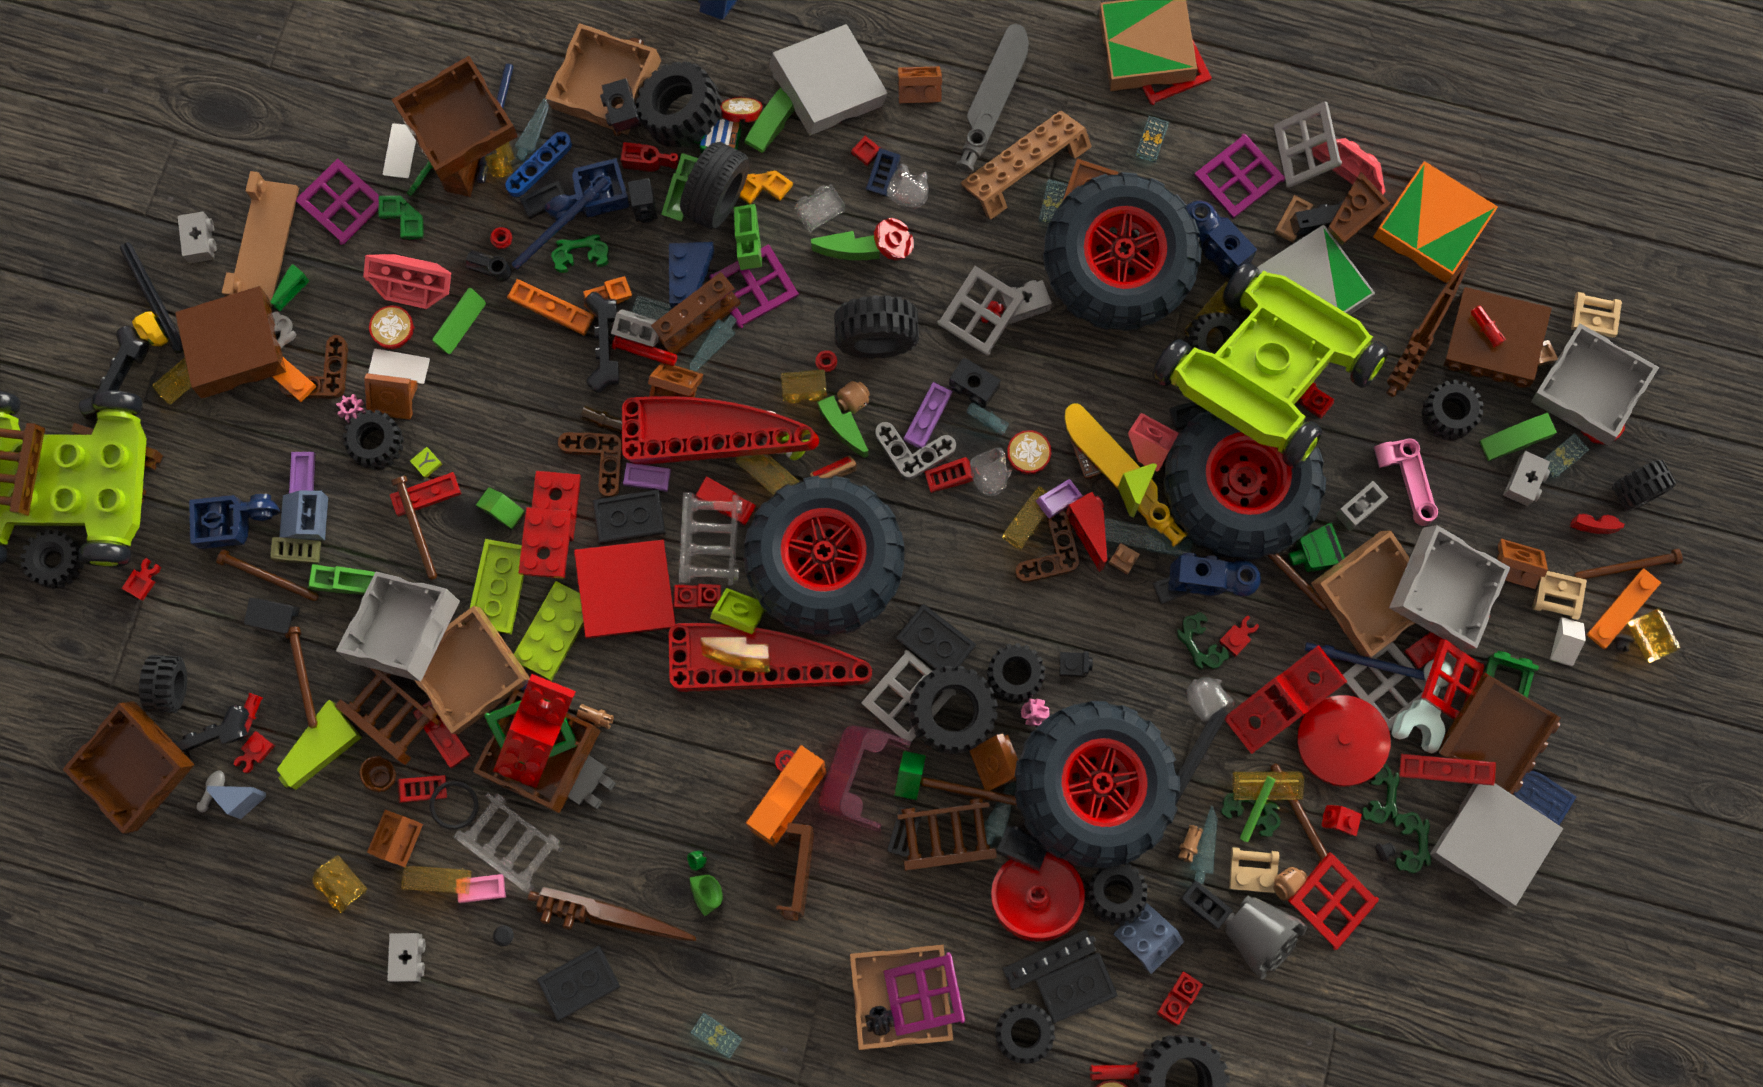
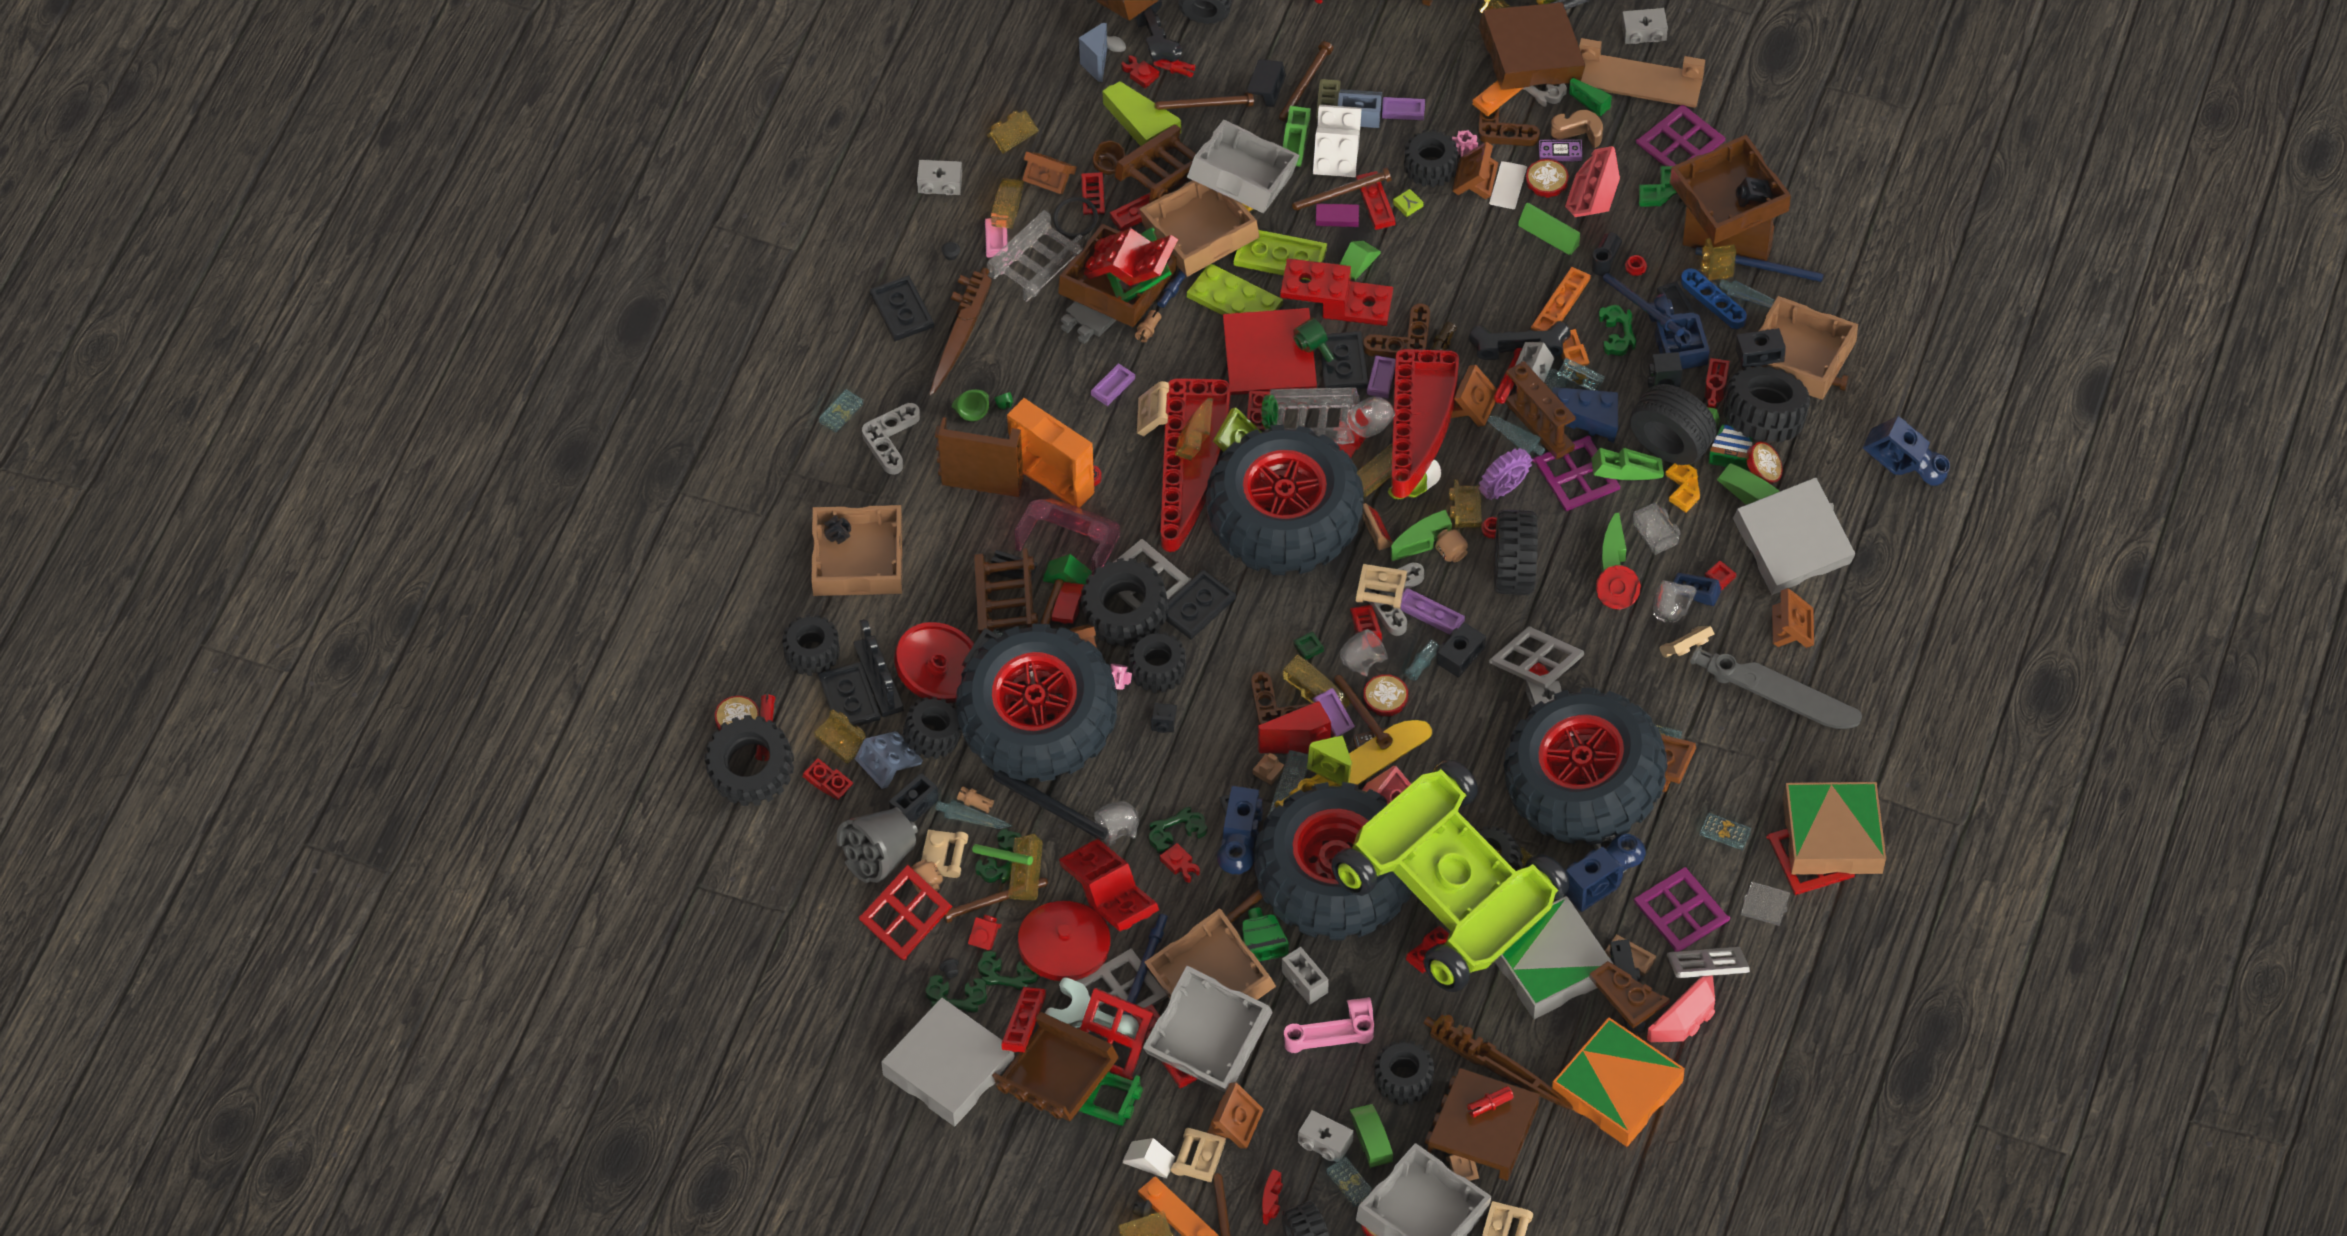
camera: 95 degrees right, 20 degrees down
(226, 519) = (1359, 46): dark blue brick -> none
(322, 294) = (1578, 123): none -> medium nougat animal
(353, 534) = (1337, 141): none -> white bracket
(355, 315) = (1560, 150): none -> tile
(443, 533) = (1337, 215): none -> magenta tile
(458, 96) = (1754, 190): none -> black bracket
(615, 542) = (1312, 335): none -> dark green piece
(643, 282) = (1580, 375): none -> clear light blue tile
(669, 748) = (1113, 384): none -> medium lavender tile
(706, 707) = (1148, 415): none -> tan plate
(710, 579) = (1269, 411): none -> green gear
(720, 465) = (1378, 413): none -> clear piece
(742, 985) = (883, 432): none -> light grey beam
(775, 344) = (1505, 473): none -> medium lavender gear
(903, 459) = (1384, 580): none -> tan plate
(924, 995) = (856, 563): magenta window -> none
(948, 769) = (1067, 603): none -> red slope
(952, 165) = (1681, 646): none -> tan plate
(976, 529) = (1308, 645): none -> dark green tile
(1023, 157) = (1702, 702): medium nougat bracket -> none
(1096, 445) = (1383, 740): none -> reddish brown bar
(1133, 990) = (840, 736): none -> clear yellow bracket
(1224, 104) = (1765, 903): none -> clear piece
(1545, 796) = (990, 1118): dark blue window -> none

